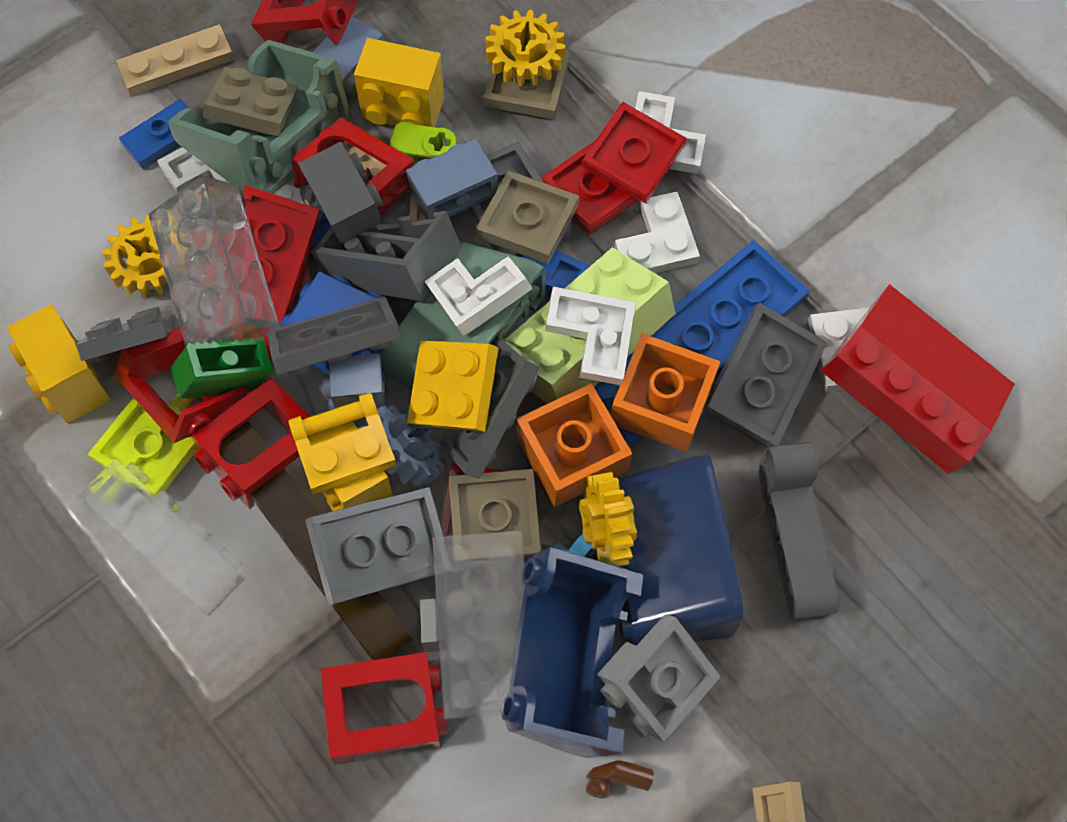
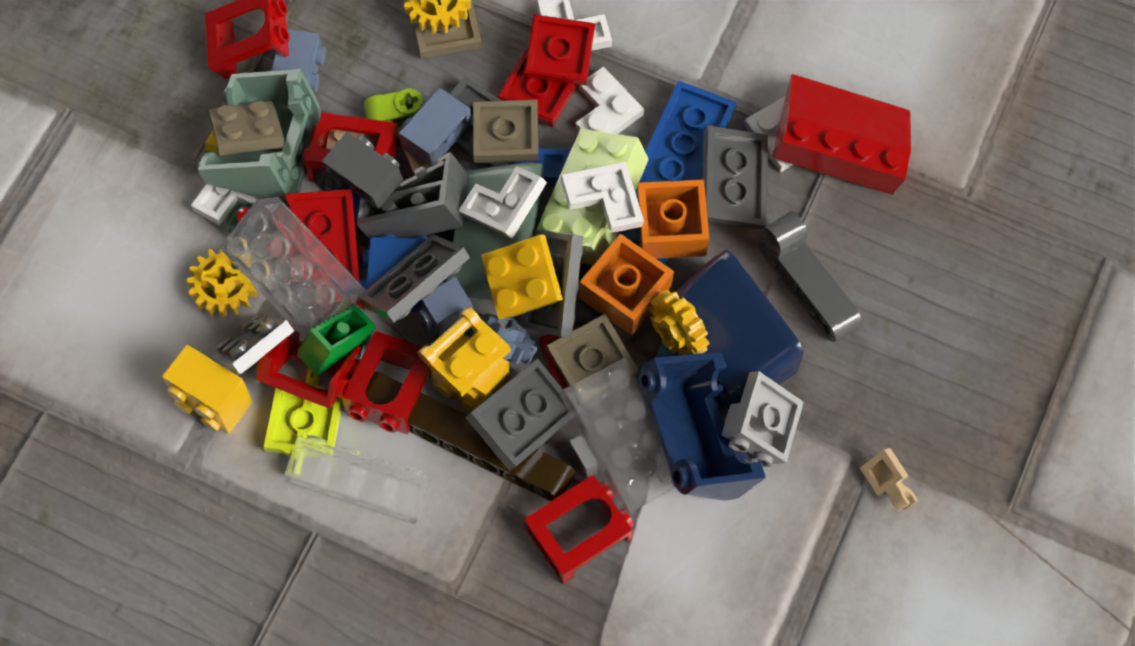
camera: 25 degrees left, 0 degrees up
(152, 137) = (176, 184): blue plate -> none
(175, 60) = (155, 120): tan plate -> none
(399, 84) = (354, 69): yellow brick -> none
(617, 773) = (767, 496): reddish brown arm -> none

